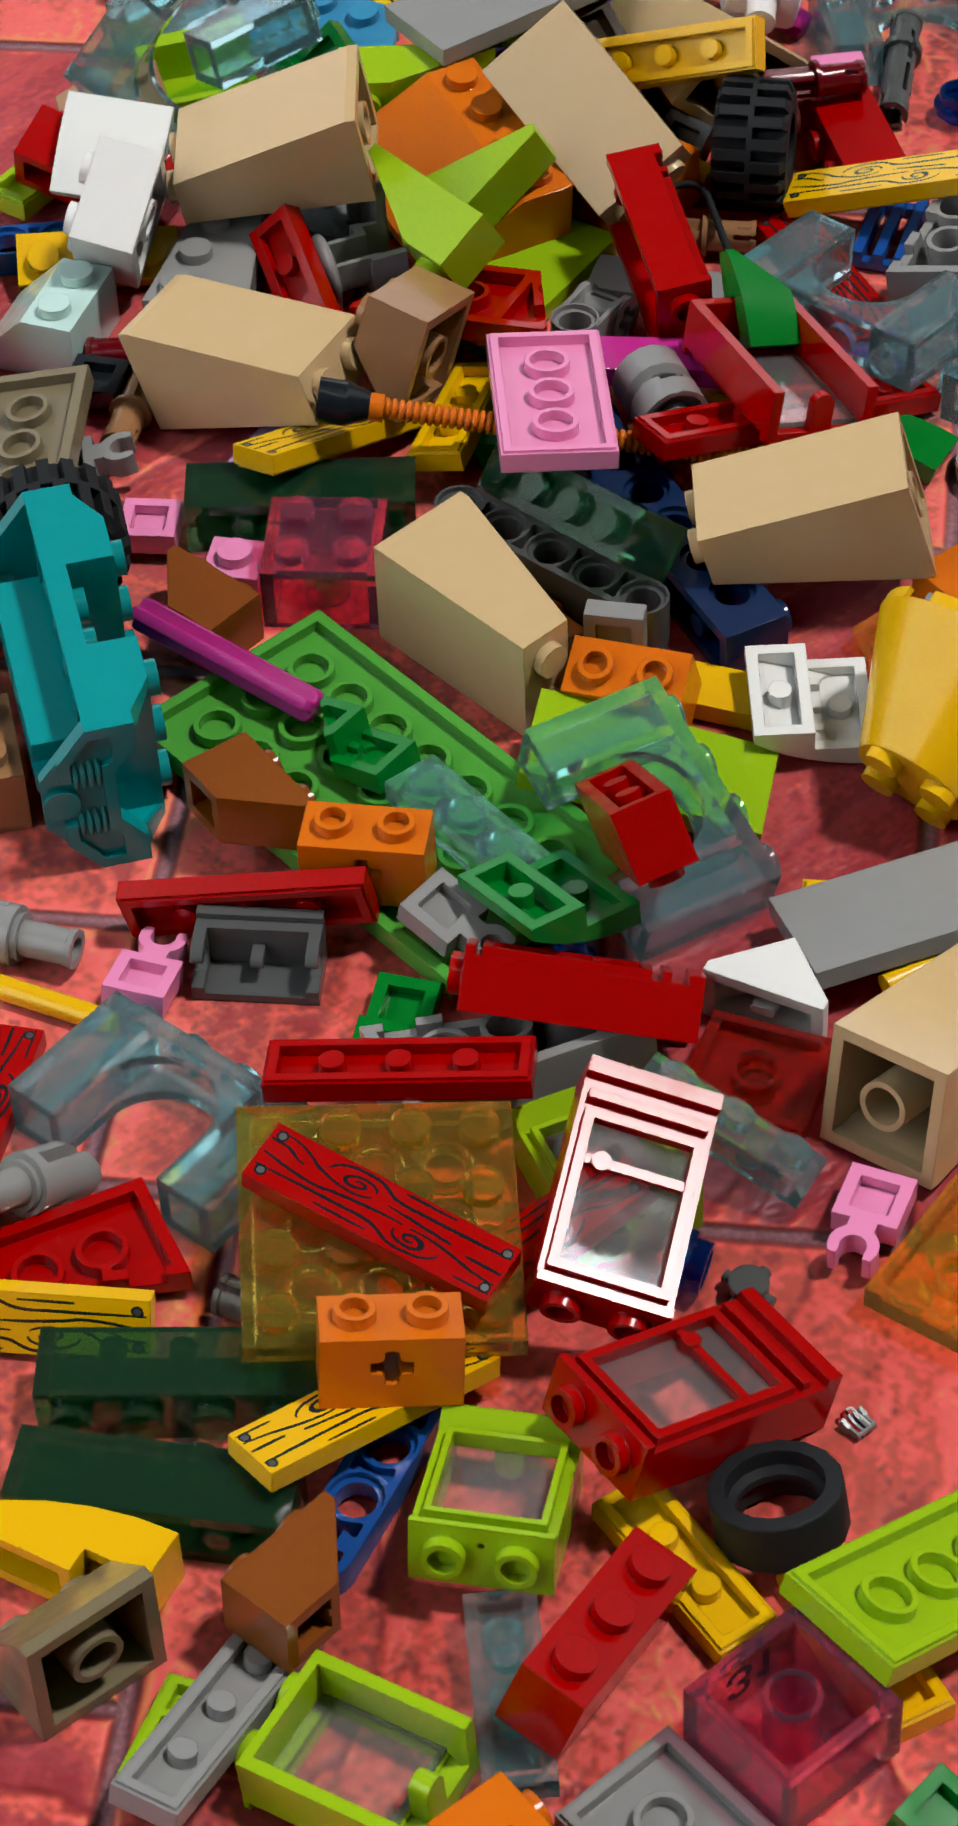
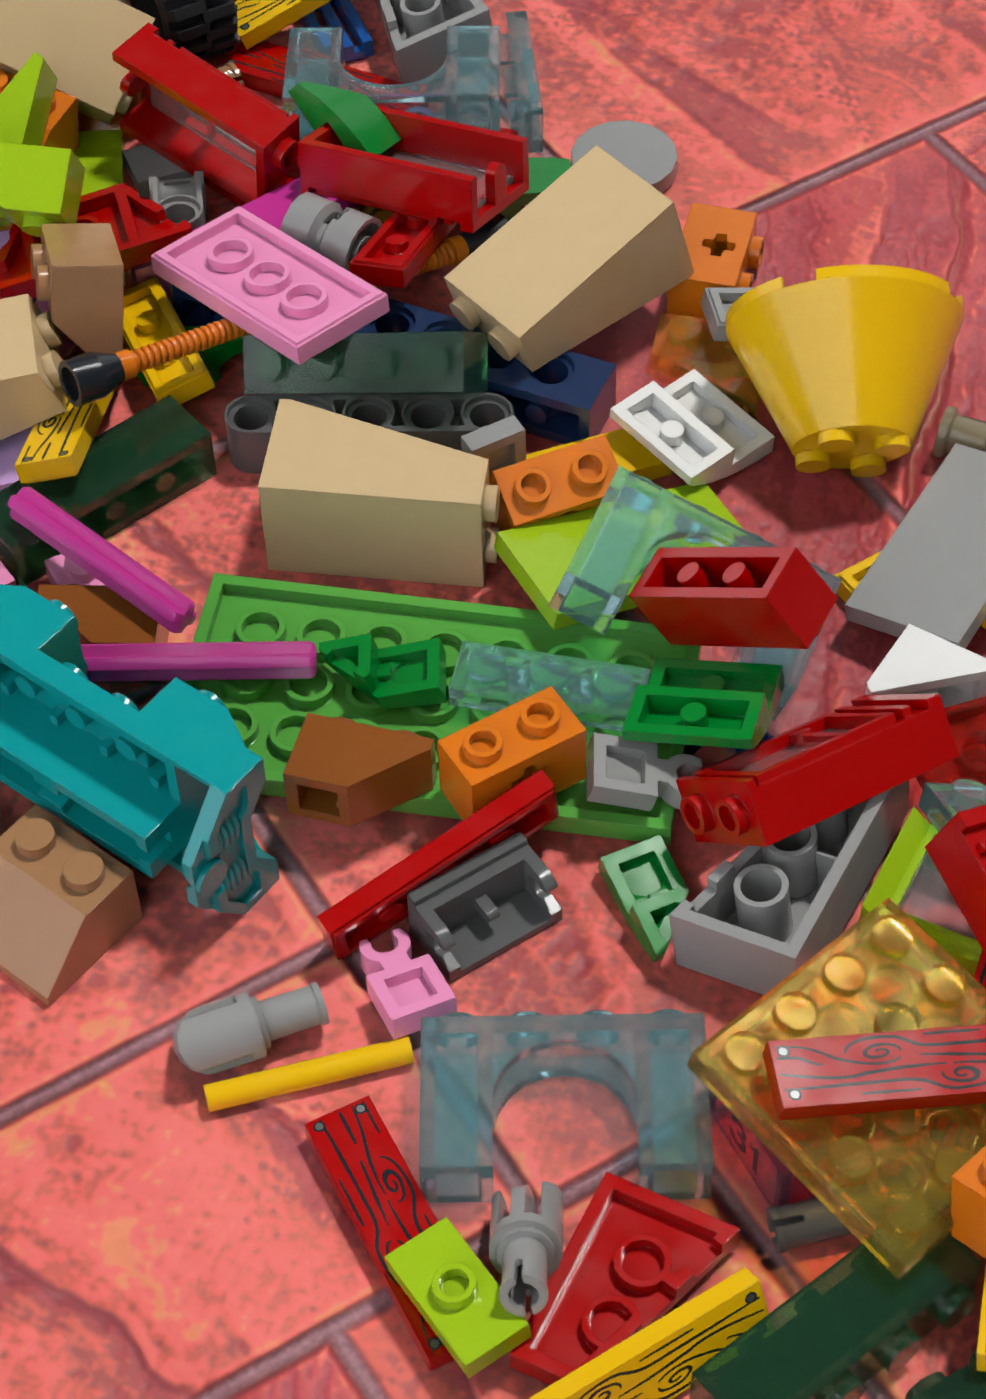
camera: 40 degrees left, 5 degrees up
(229, 548) = (102, 560): none -> dark pink axle
(322, 560) = (180, 521): clear pink brick -> none
(400, 1069) = (758, 930): red tile -> none

